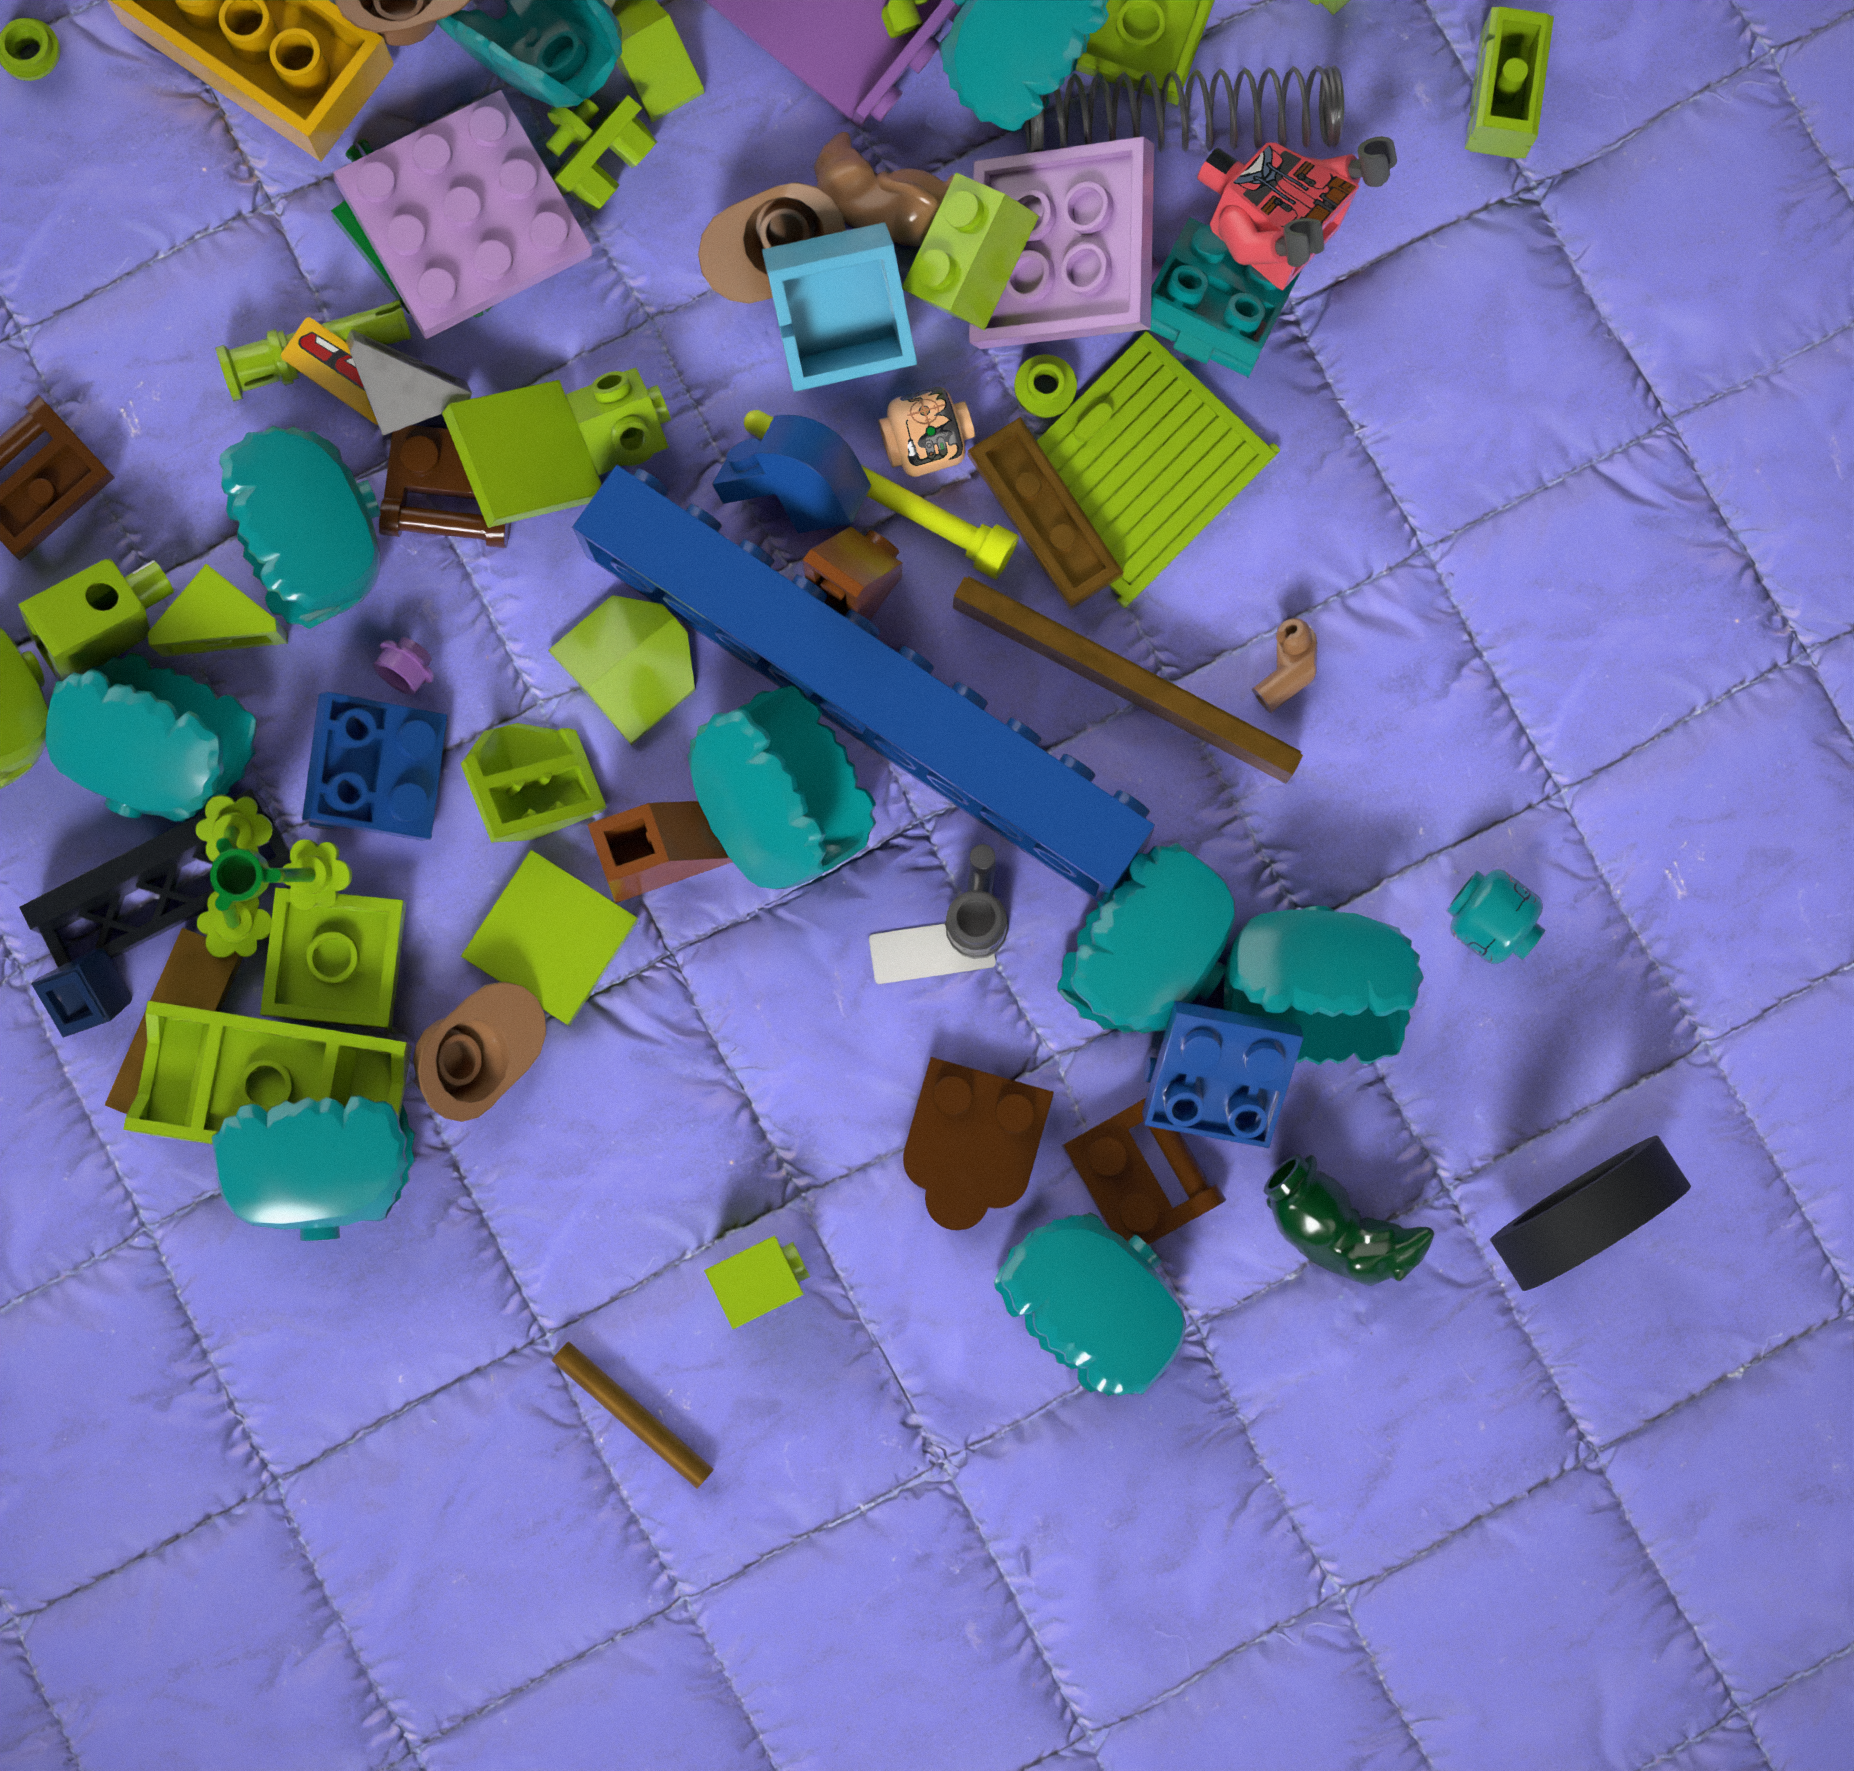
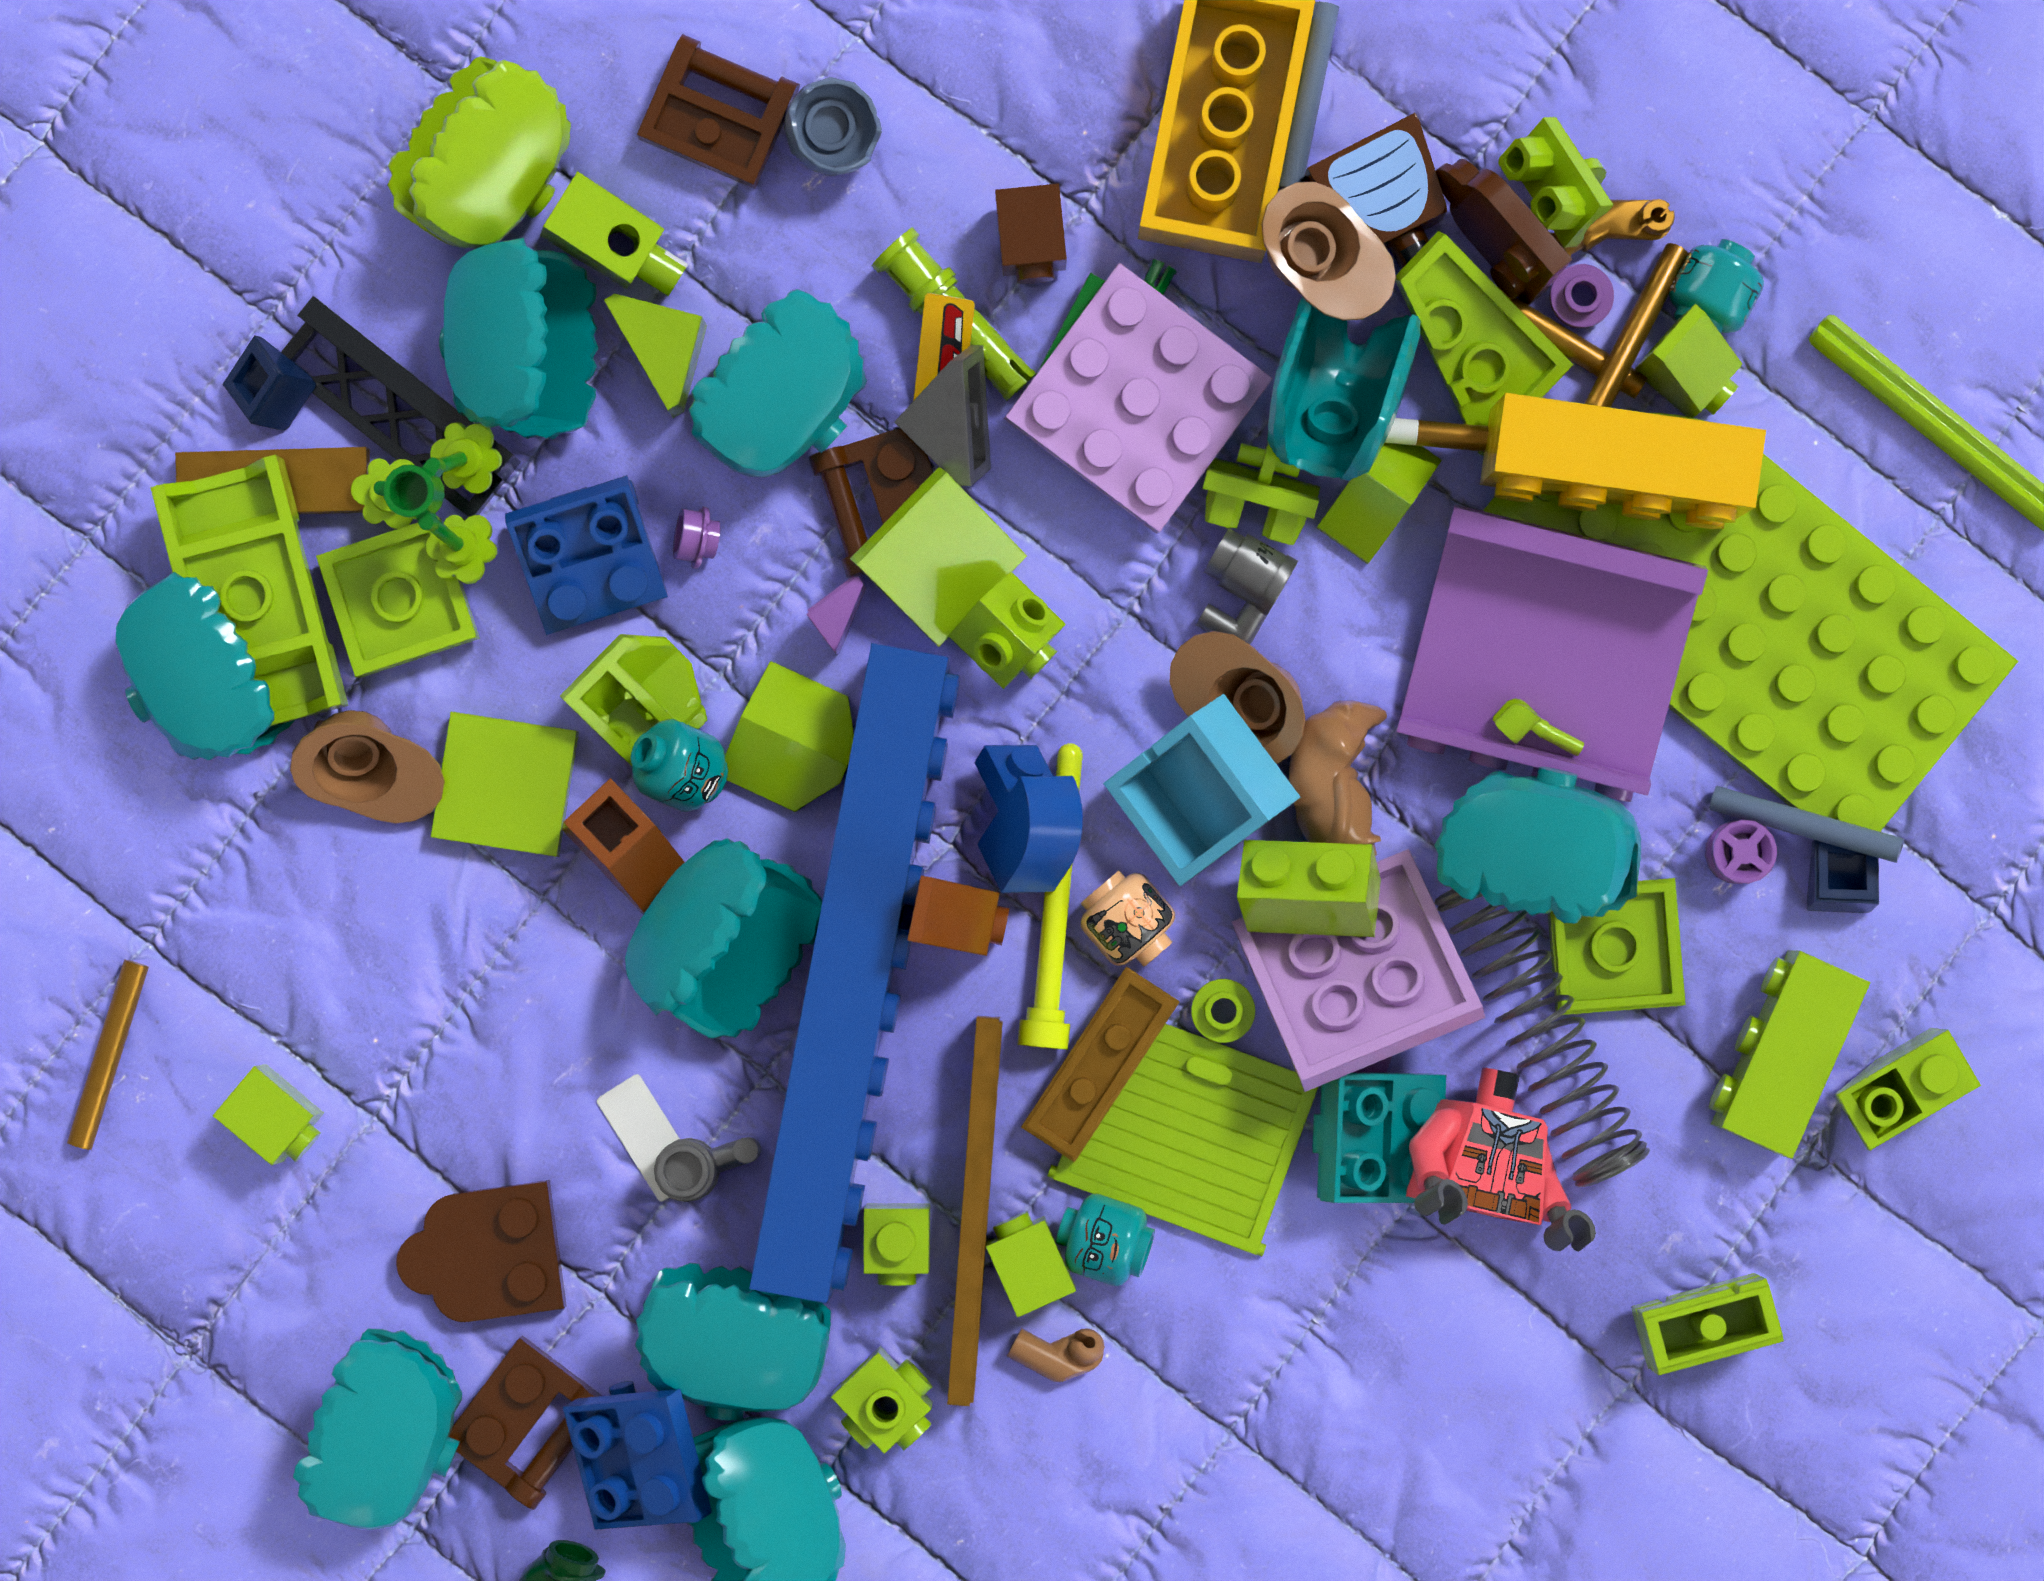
camera: 70 degrees right, 5 degrees up
(91, 379) = (832, 127): none -> sand blue hair
(269, 244) = (1031, 232): none -> reddish brown brick
(533, 571) = (836, 612): none -> medium lavender slope
(605, 766) = (679, 765): none -> teal head
(664, 190) = (1251, 573): none -> flat silver piece
(1127, 757) = (897, 1242): none -> lime brick
(1198, 651) = (1029, 1263): none -> lime brick
(1205, 574) = (1106, 1239): none -> teal head
(1247, 847) = (879, 1378): none -> lime brick

